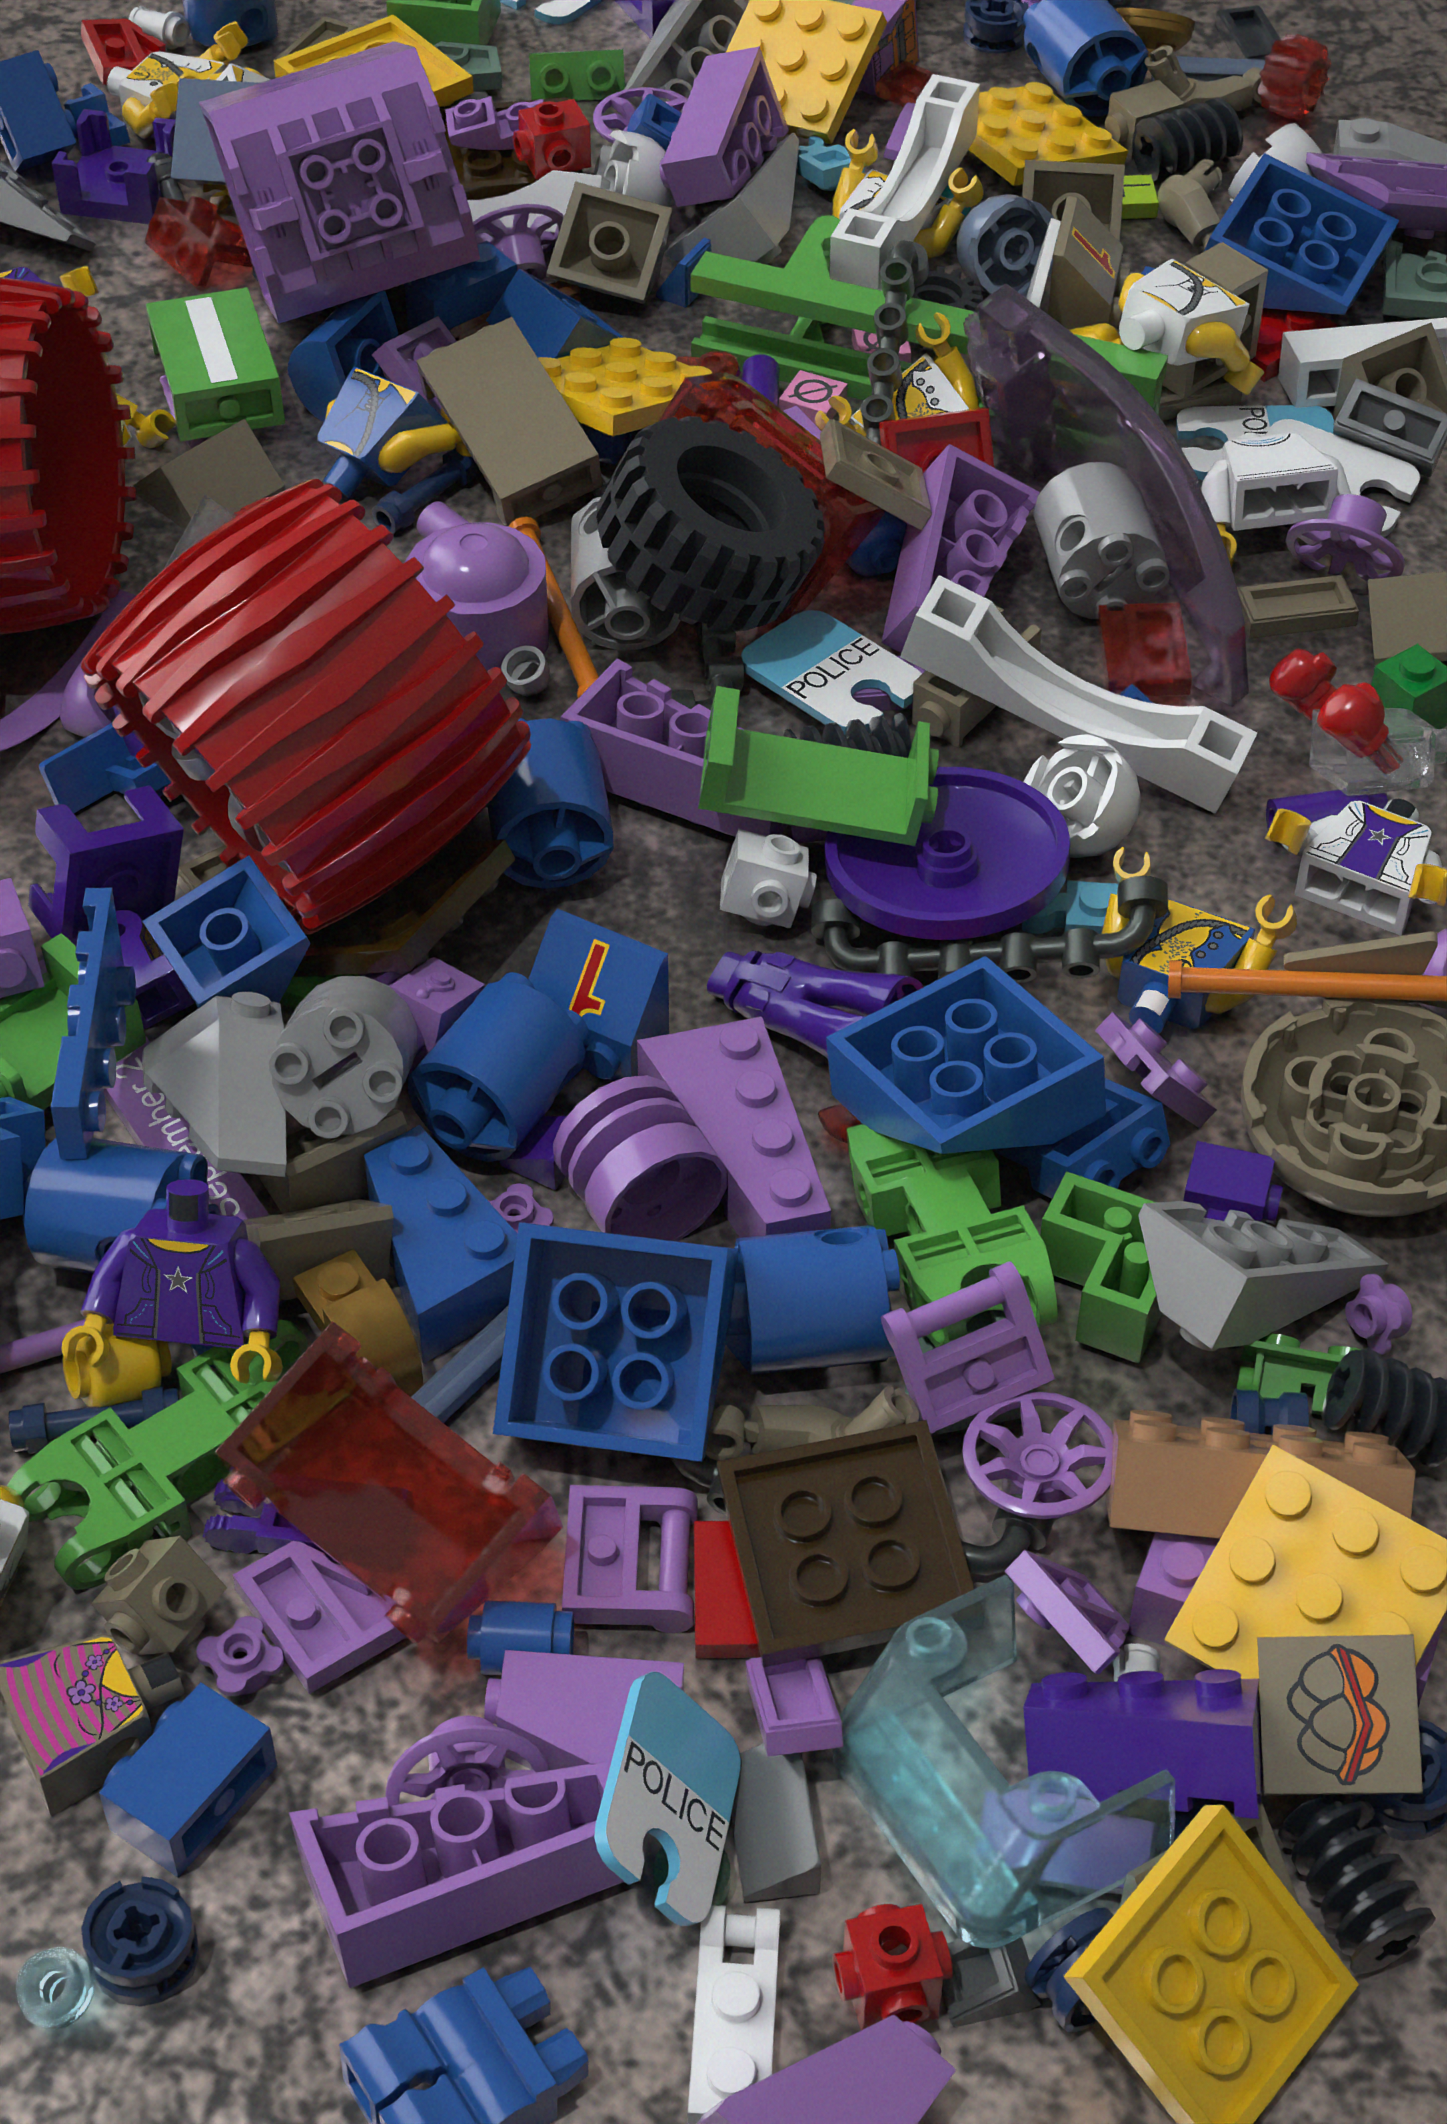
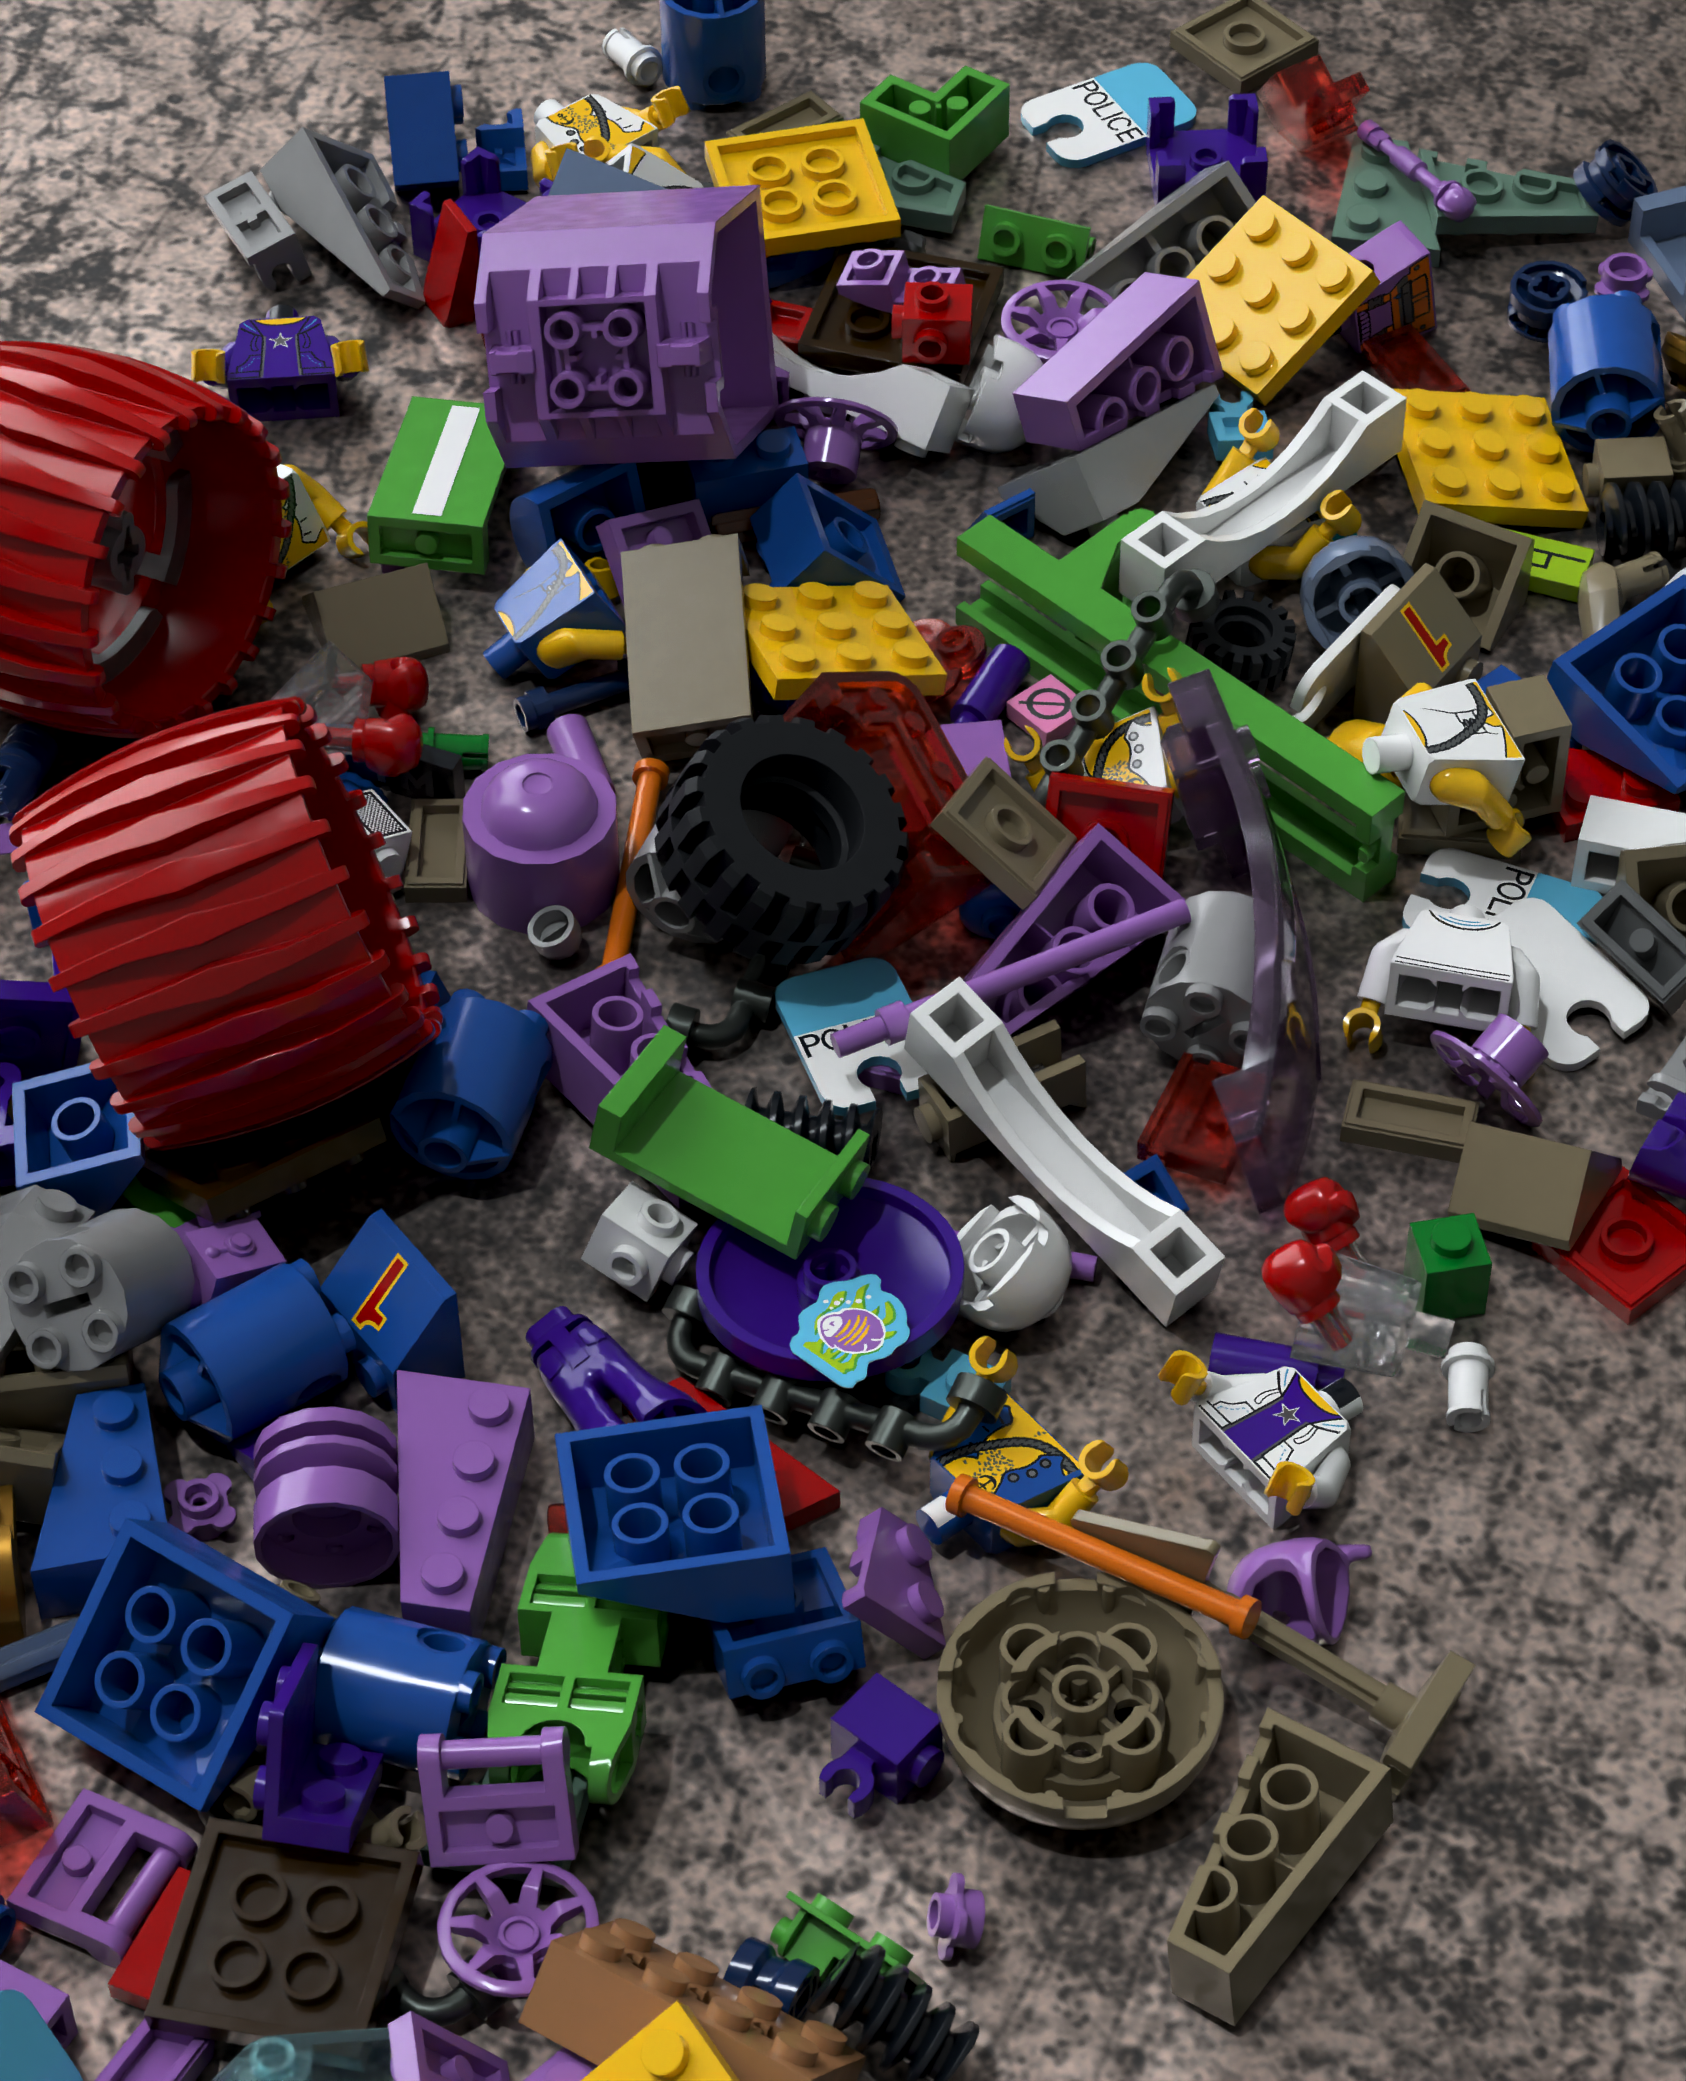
camera: 25 degrees right, 0 degrees up
(117, 44) = (577, 68): red wing -> none
(117, 203) = (452, 268): none -> red slope
(610, 243) = (928, 468): dark tan slope -> none
(654, 120) = (1053, 331): blue slope -> none
(793, 1397) = (309, 1789): none -> dark purple bracket
(885, 635) = (892, 1020): none -> medium lavender bar
(1002, 881) = (850, 1329): none -> sticker
(1099, 1243) = (731, 1767): bright green brick -> none
(1242, 1276) = (820, 1827): light grey wedge -> none

